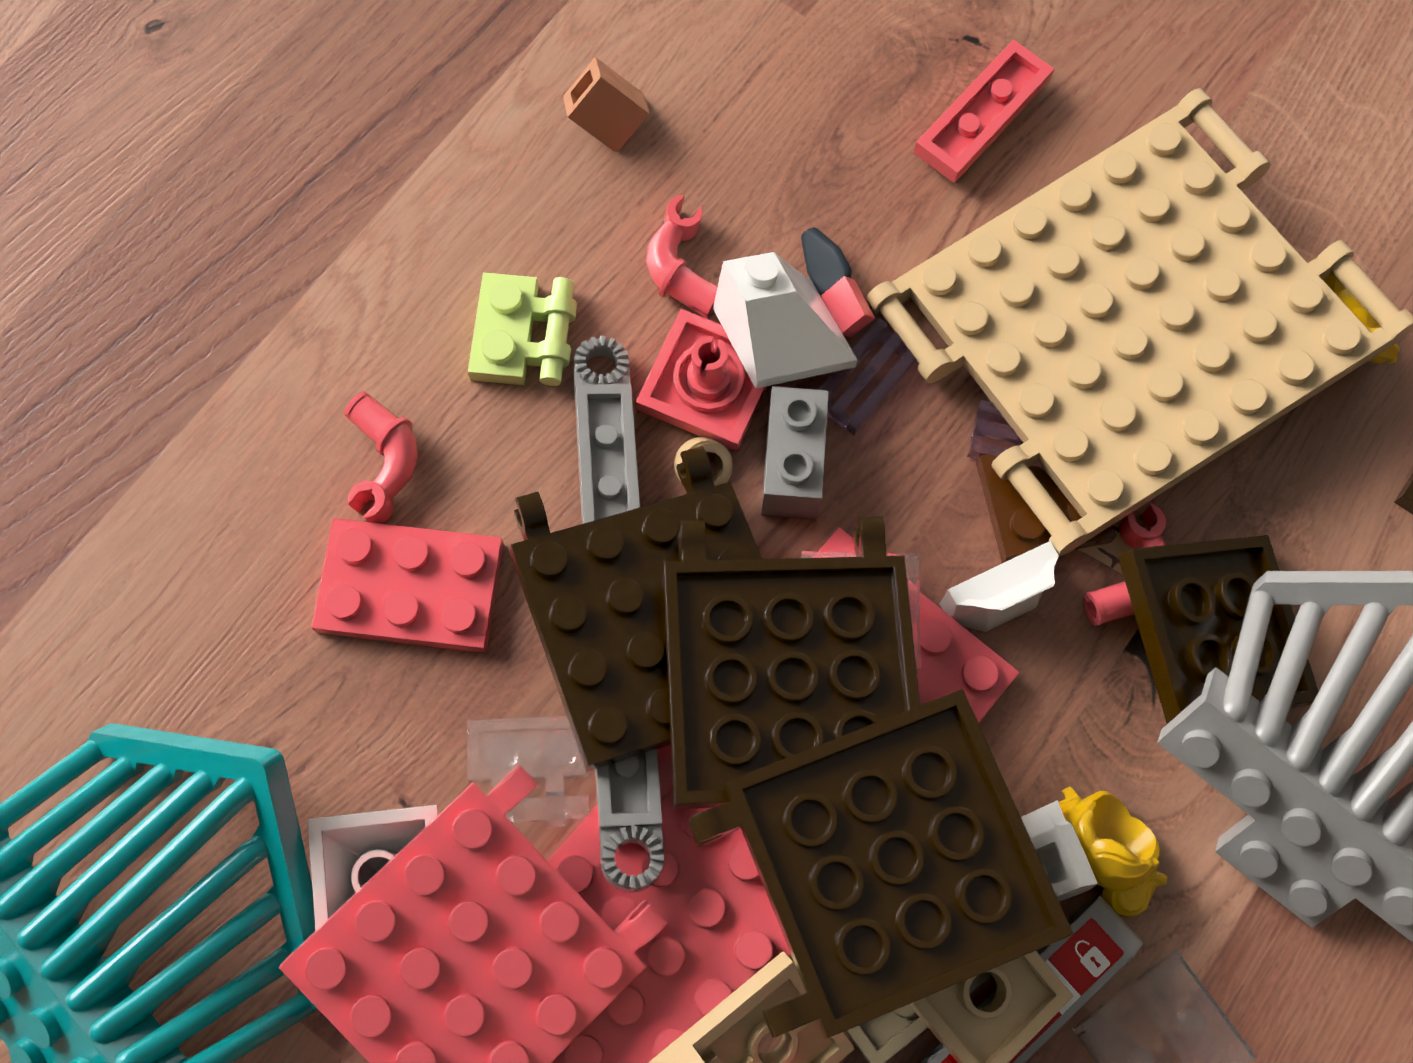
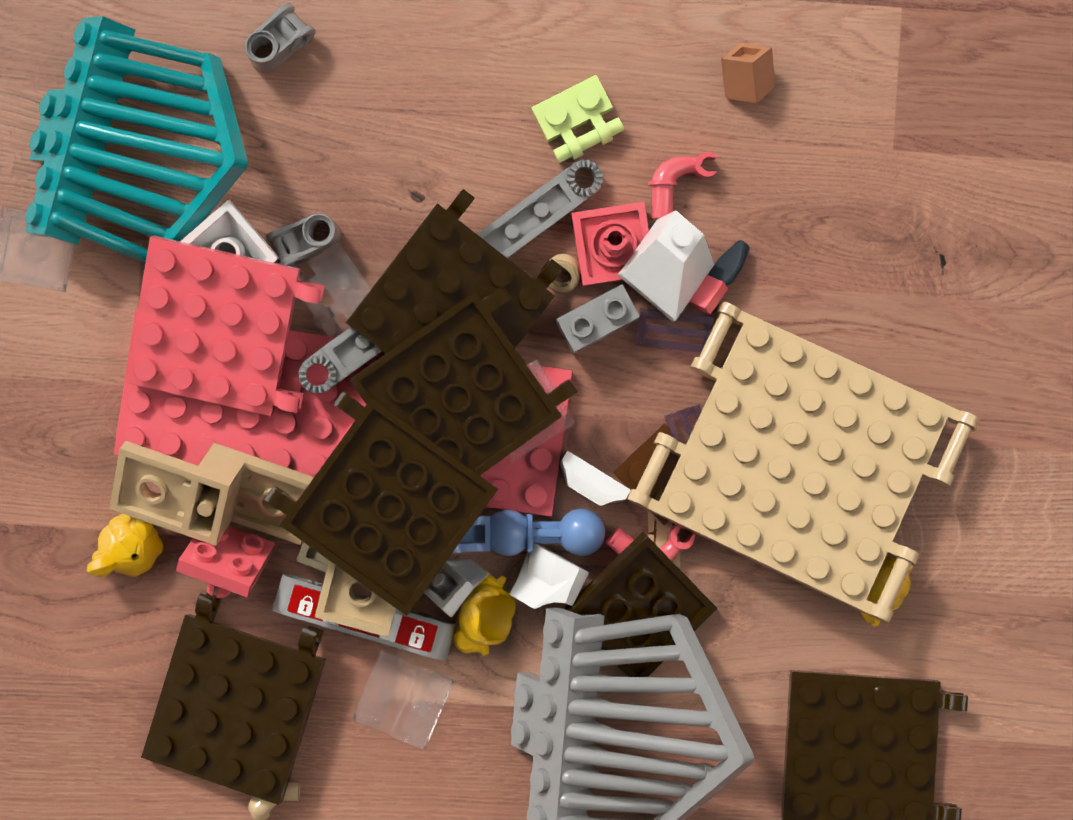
camera: 60 degrees right, 15 degrees up
(145, 619) = (280, 37): none -> light grey piece
(395, 442) = (464, 95): coral piece -> none
(408, 585) = (392, 159): coral plate -> none
(428, 769) = (301, 240): none -> light grey piece
(983, 111) = (891, 297): coral plate -> none
(1018, 729) = (510, 533): none -> medium blue piece
(1109, 723) = (548, 579): none -> white slope

